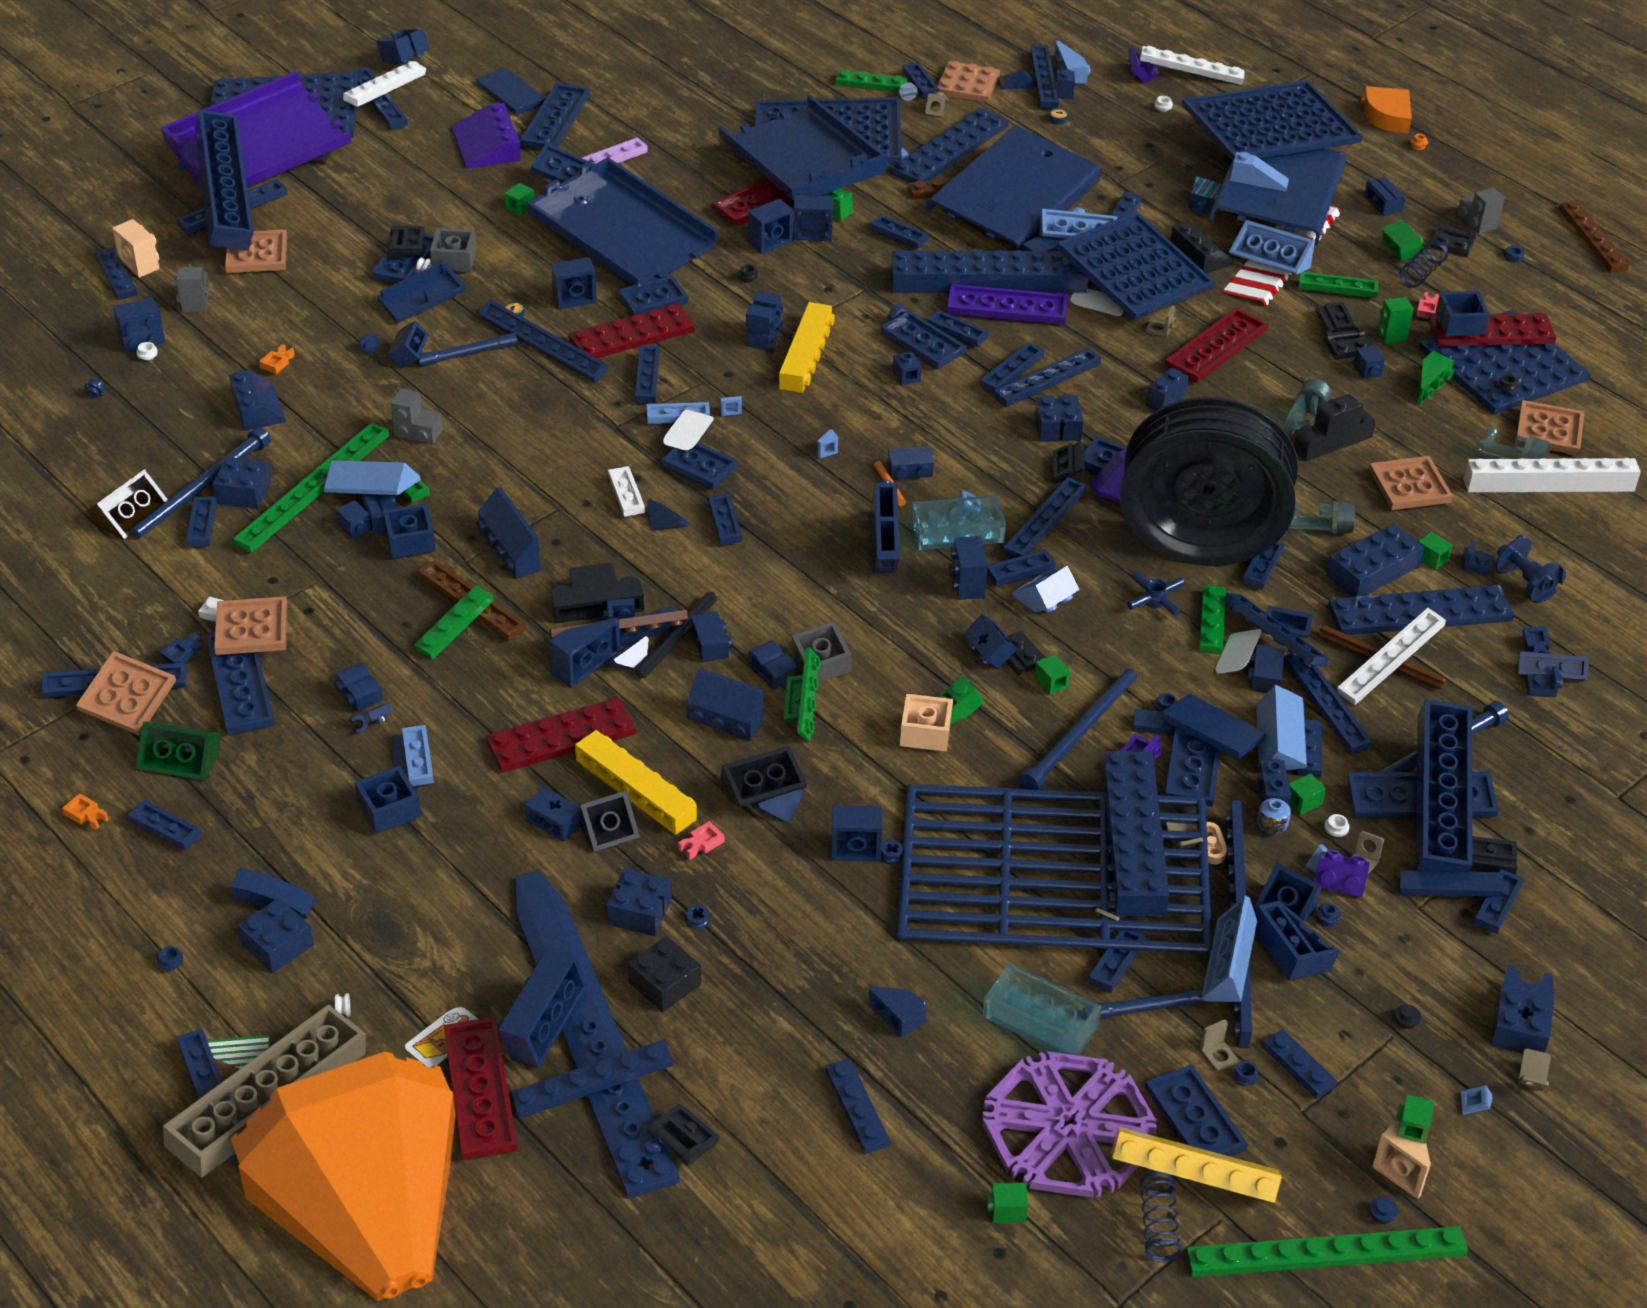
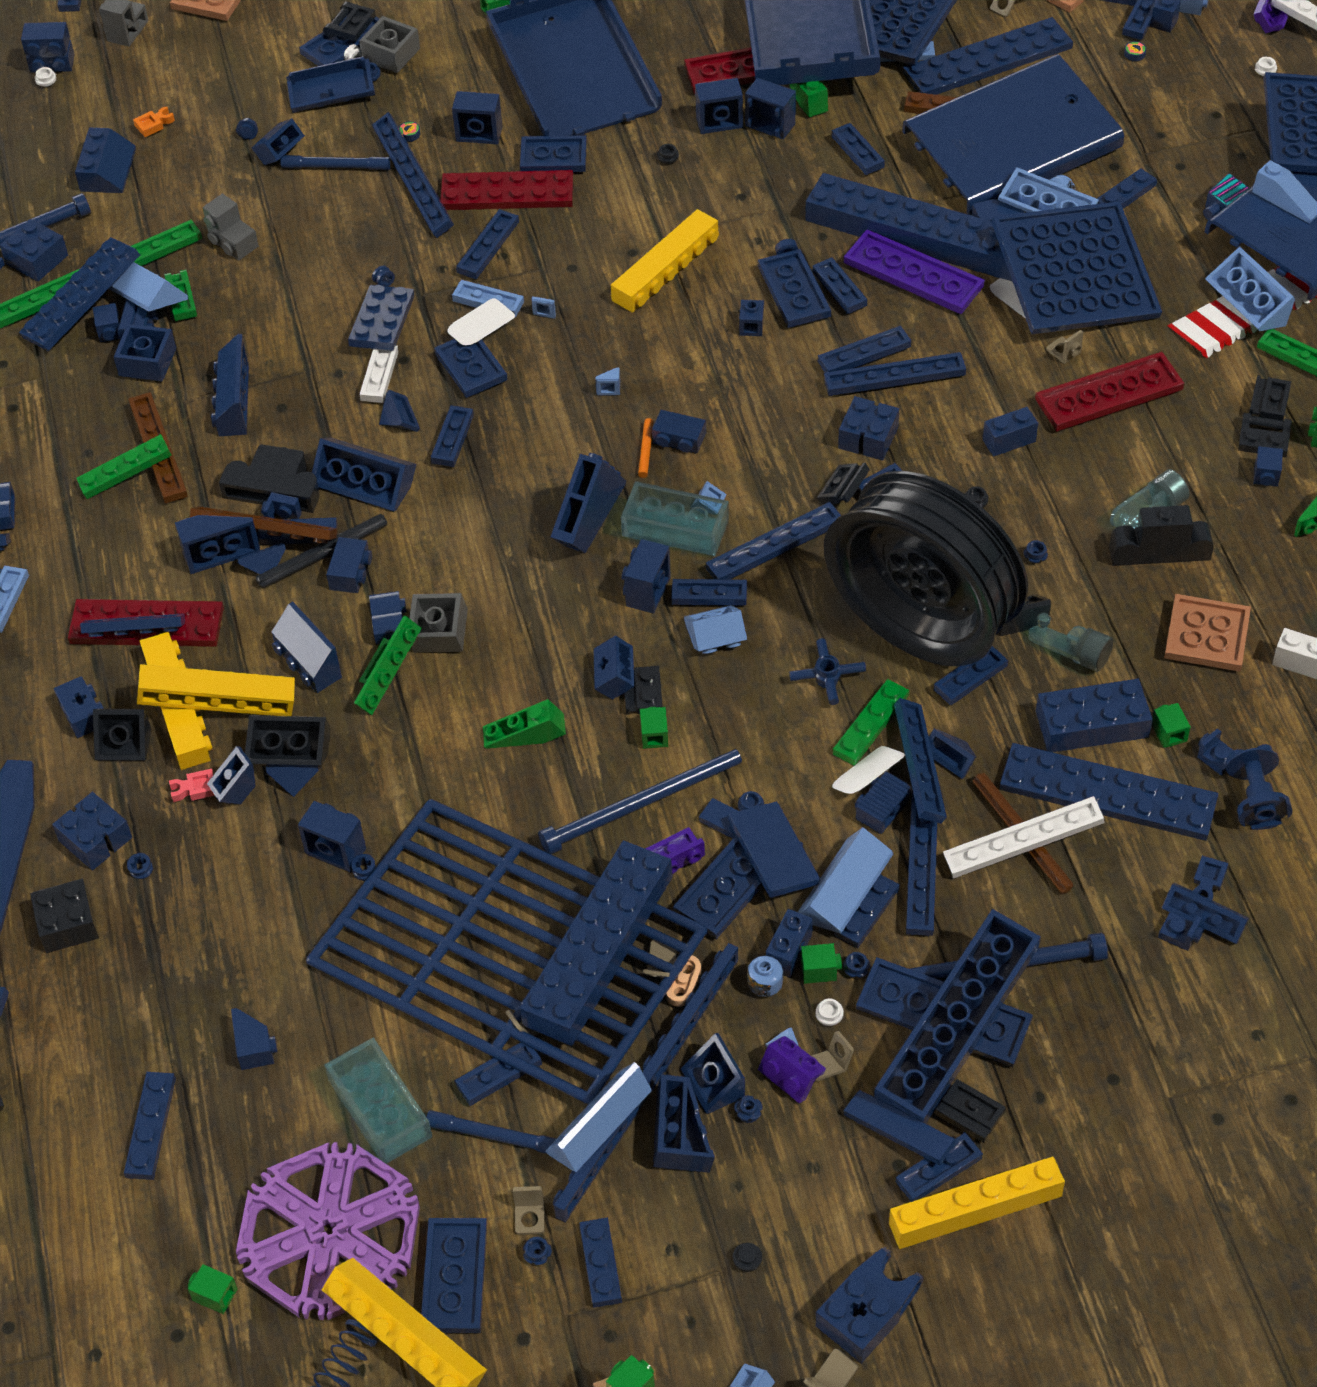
camera: 30 degrees right, 10 degrees up
(316, 502) = (79, 293): none -> dark blue plate
(551, 737) = (122, 625): none -> dark blue plate
(576, 420) = (383, 276): none -> dark blue bush
(598, 449) = (381, 317): none -> dark blue plate
(671, 566) = (362, 473): none -> dark blue slope
(673, 758) = (215, 690): none -> yellow brick
(741, 815) = (234, 778): none -> dark blue slope
(764, 320) = (636, 217): dark blue brick -> none
(926, 722) = (485, 737): light nougat slope -> none
(1199, 248) = (1176, 264): black slope -> none
(1333, 786) = (856, 958): none -> dark blue plate
(1545, 913) = (976, 1202): none -> yellow brick

